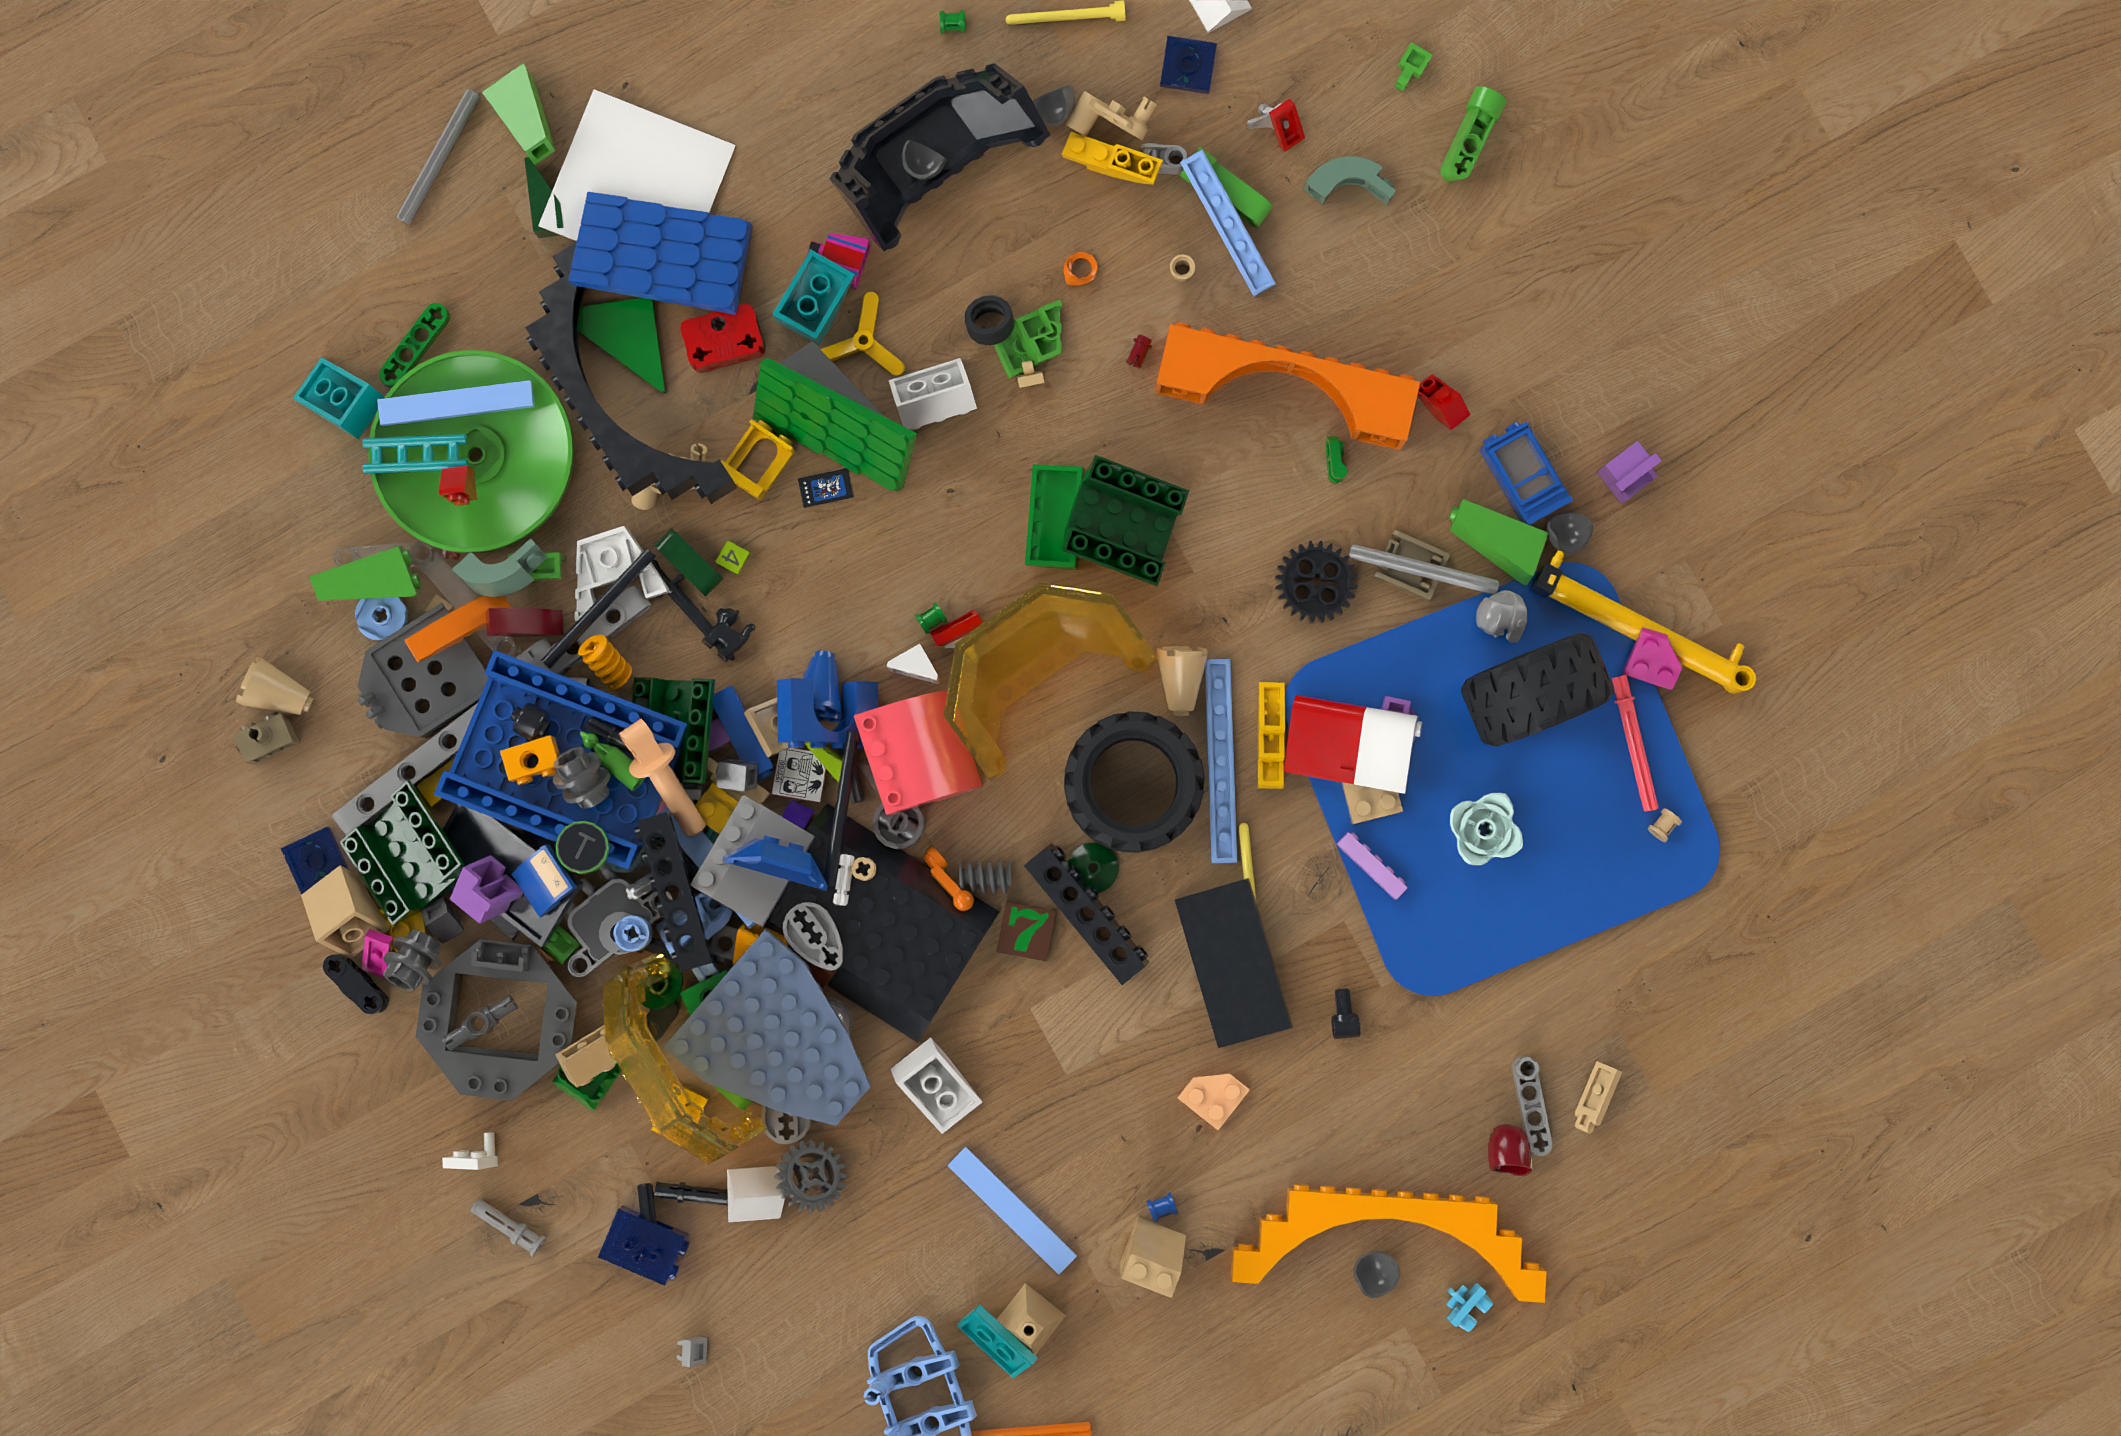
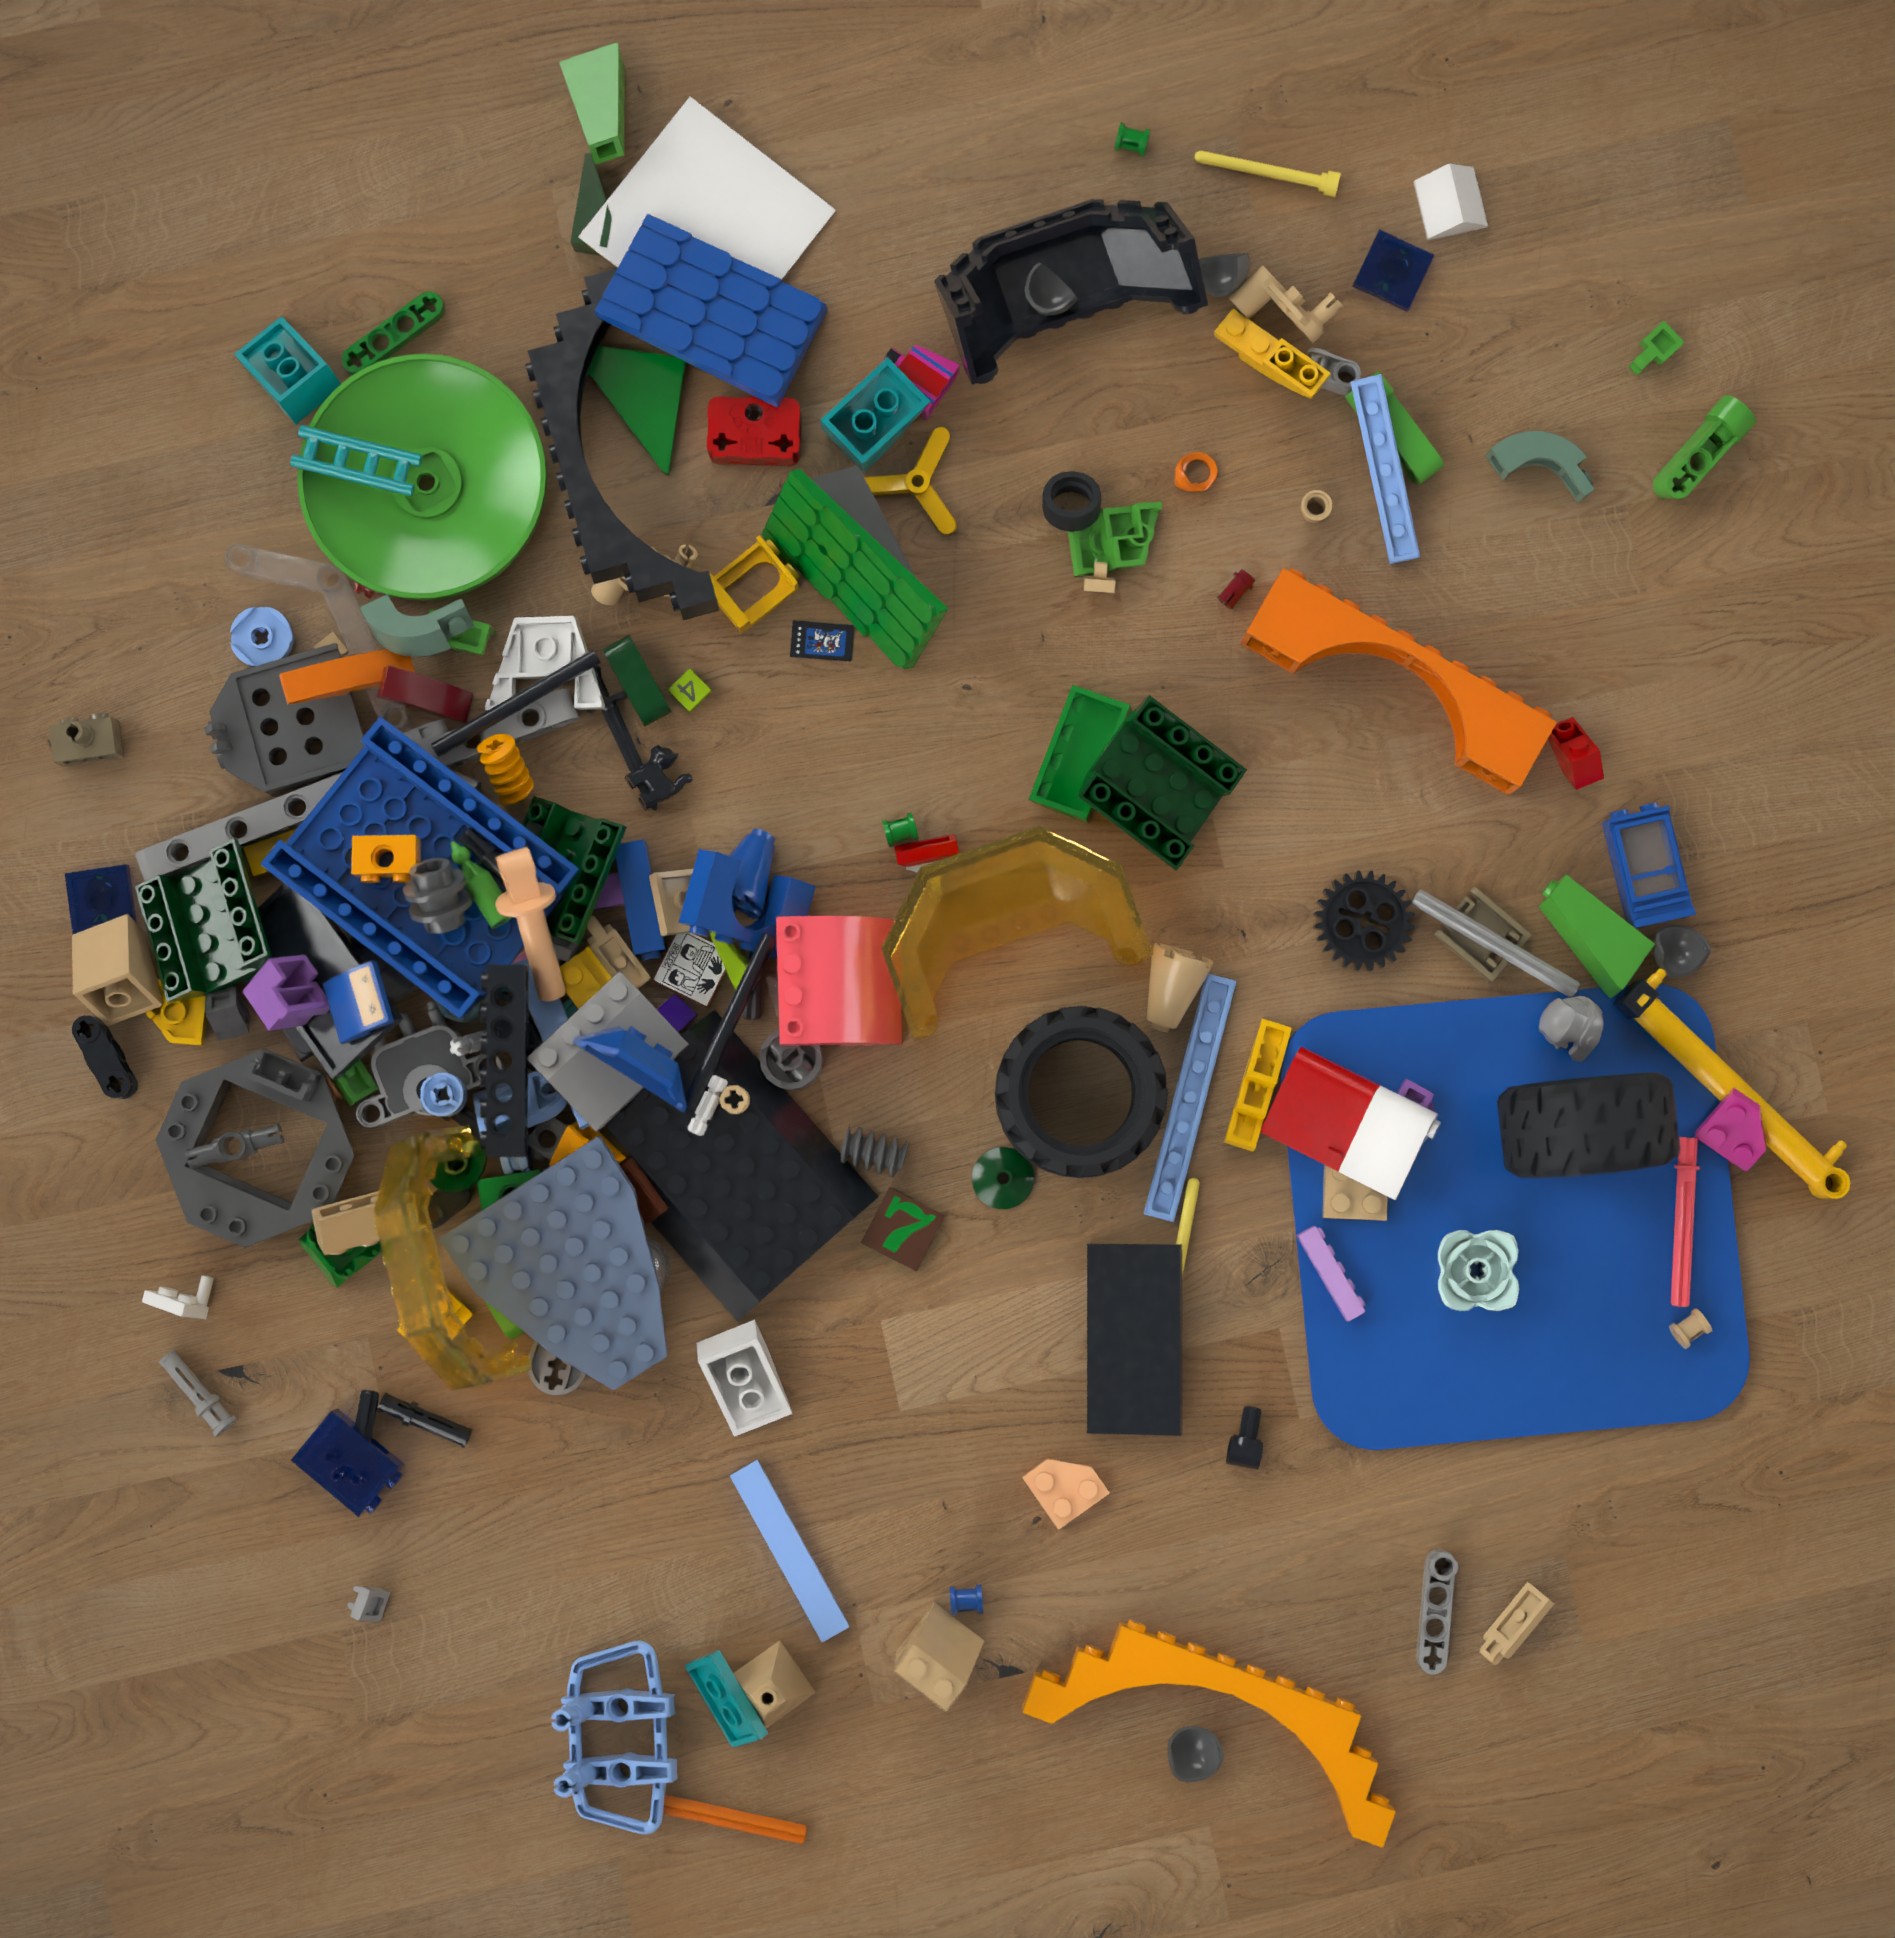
camera: 15 degrees right, 0 degrees up
(273, 690) = (110, 687): tan cone -> none
(374, 576) = (262, 589): bright green slope -> none
(375, 948) = (140, 1029): dark pink plate -> none
(410, 964) = (174, 1053): dark grey piece -> none
(438, 156) = (486, 122): light grey axle -> none
(456, 403) = (421, 415): light blue tile -> none
(458, 485) = (395, 511): red slope -> none
(531, 721) = (398, 812): black head -> none
(582, 847) = (414, 977): black tile -> none
(737, 774) = (619, 945): flat silver brick -> none
(754, 1194) = (495, 1441): white slope -> none
(800, 941) = (635, 1162): light grey piece -> none
(802, 1172) = (575, 1449): dark grey gear -> none
(914, 664) = (865, 878): white slope -> none
(932, 394) = (980, 568): white slope -> none
(962, 899) = (839, 1169): orange piece -> none
(1088, 928) = (977, 1247): black brick -> none
(1283, 120) = (1486, 368): red piece -> none
(1334, 451) = (1431, 773): green plate -> none
(1460, 1314) = (1278, 1831): medium azure hips -> none
(1509, 1151) = (1394, 1657): dark red piece -> none
(1629, 472) = (1772, 900): medium lavender plate -> none

